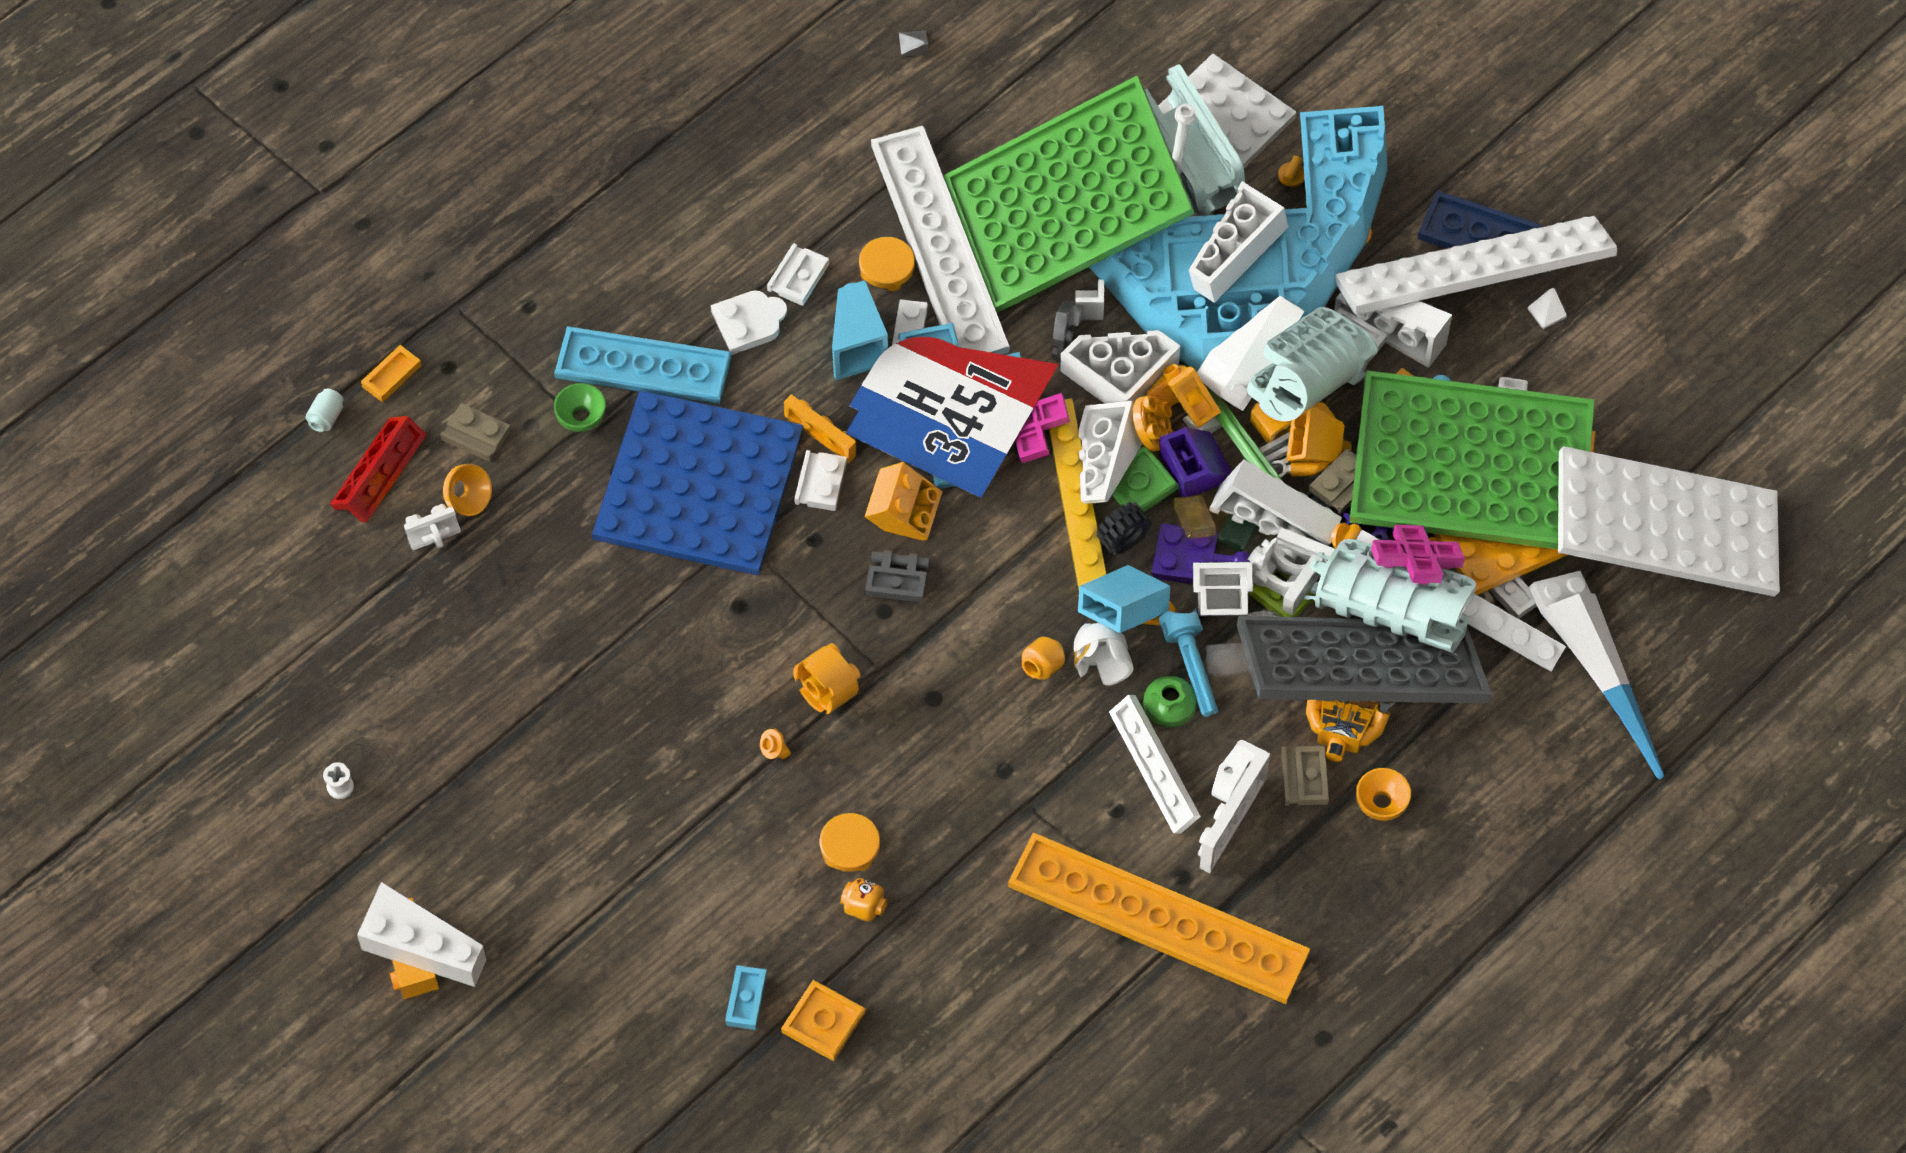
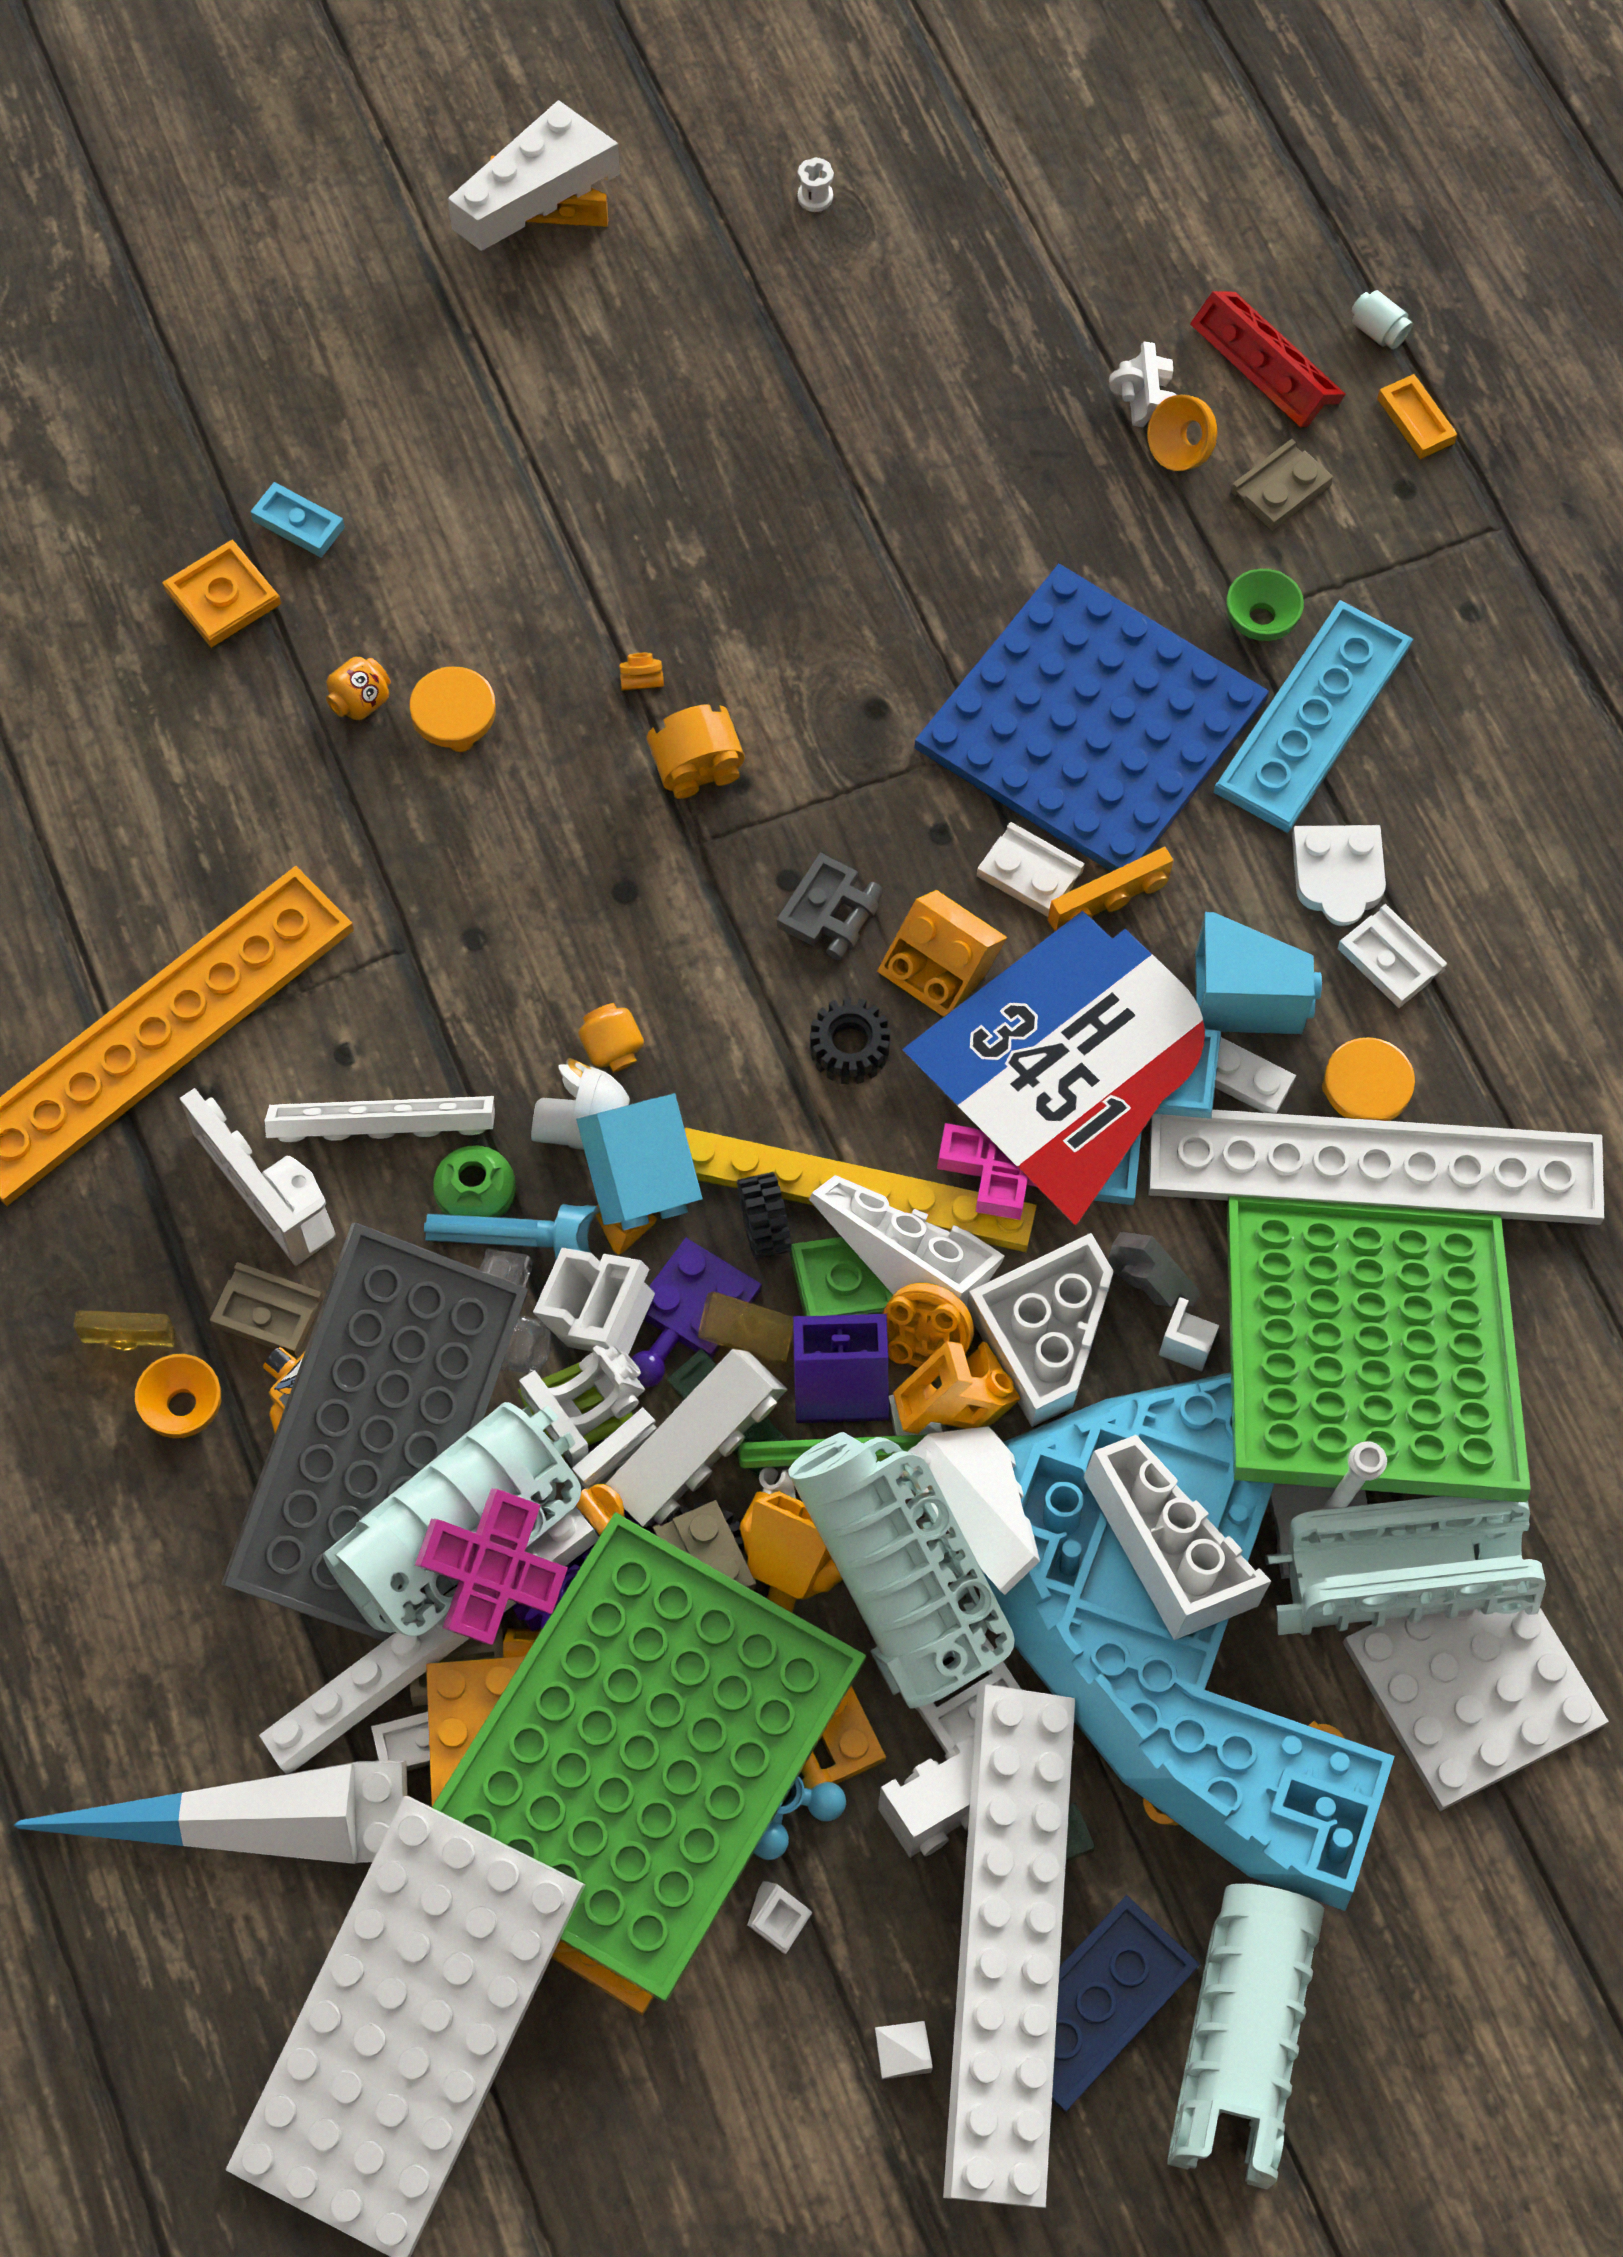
camera: 110 degrees right, 5 degrees up
(984, 518) = (853, 1017): none -> black tyre
(1356, 844) = (124, 1329): none -> clear yellow plate
(1469, 154) = (1247, 2025): none -> light aqua piece

